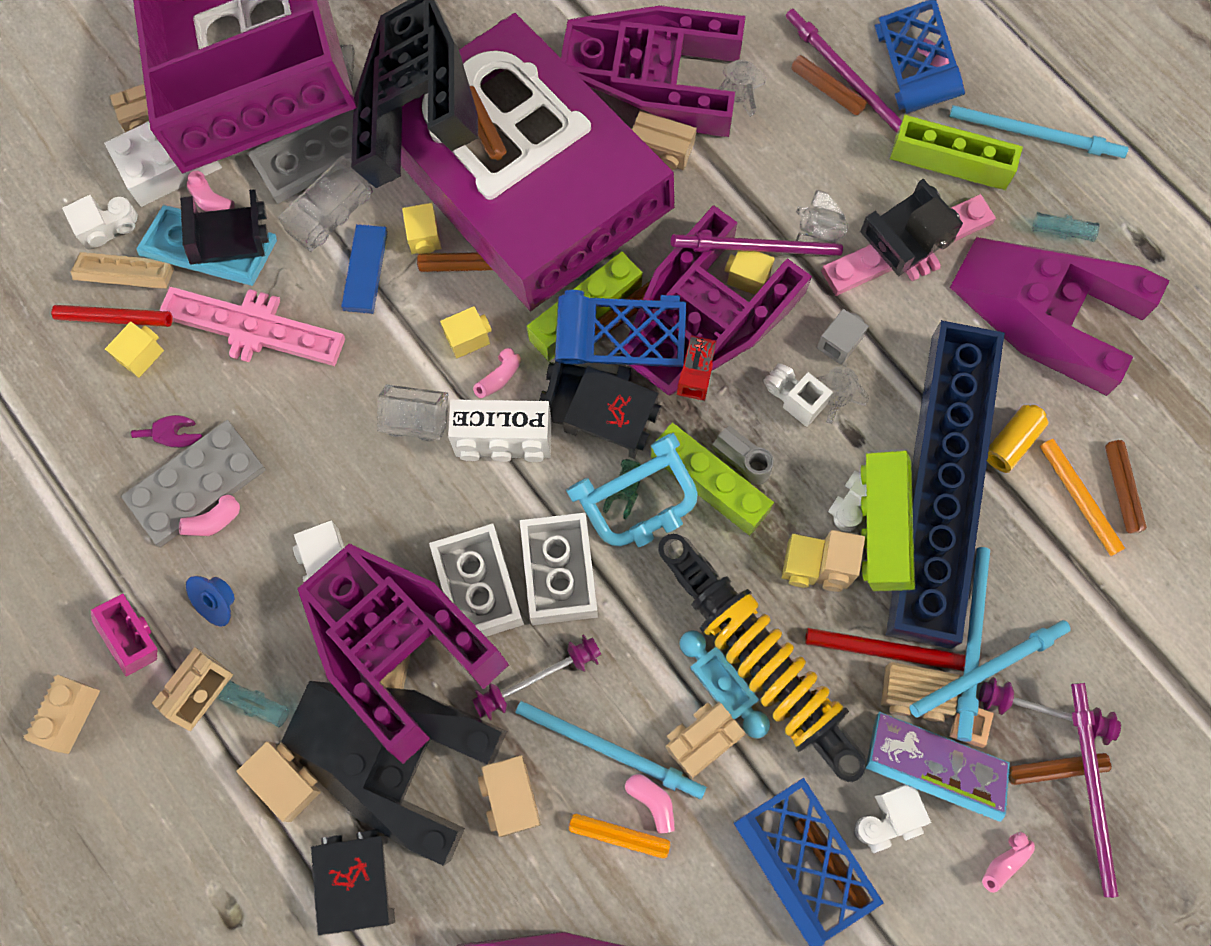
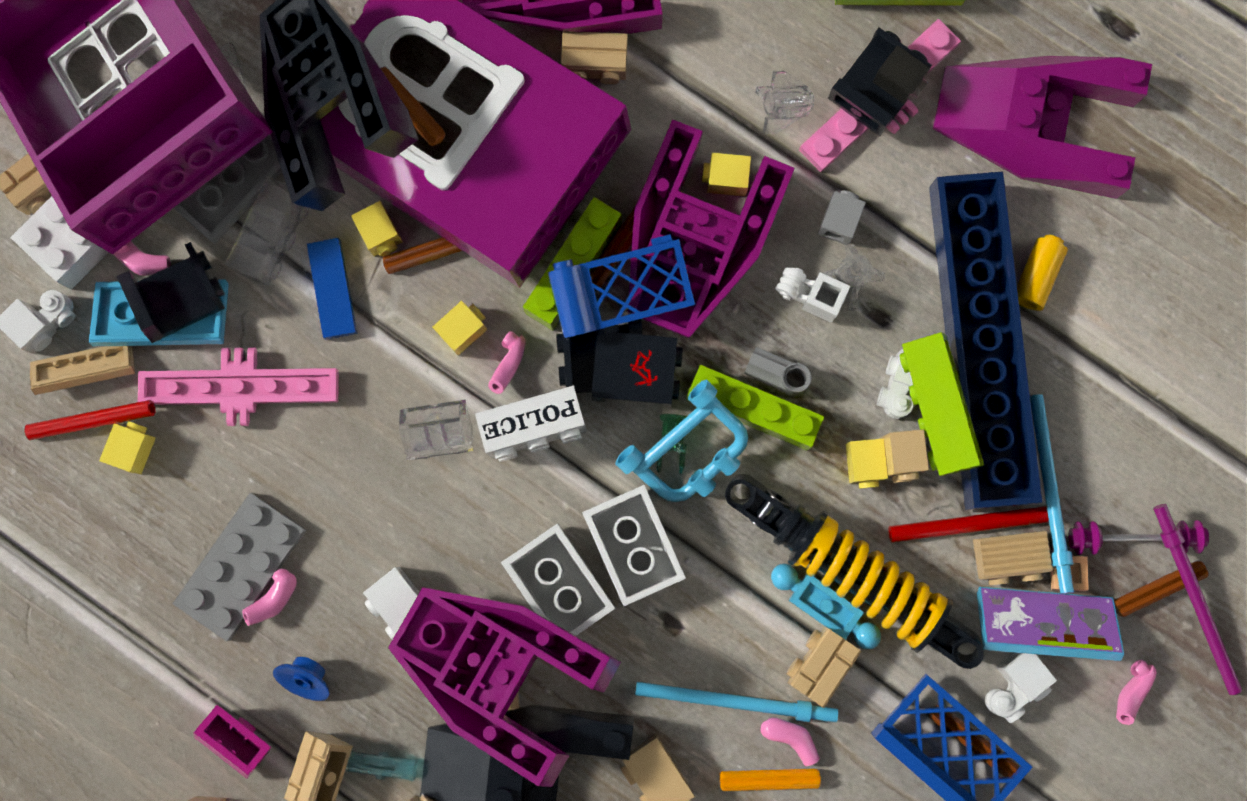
camera: 15 degrees left, 10 degrees up
(165, 432) = (191, 522): magenta hand -> none
(494, 698) = (678, 622): magenta axle -> none
(697, 368) = (710, 304): red leg -> none
(704, 242) = (676, 165): magenta bar -> none
(1037, 641) = (1111, 472): medium azure bar -> none
(1065, 226) = (1033, 29): clear light blue pin -> none
(1082, 497) = (1118, 313): light orange piece -> none
(1125, 487) = (1157, 290): dark orange axle -> none

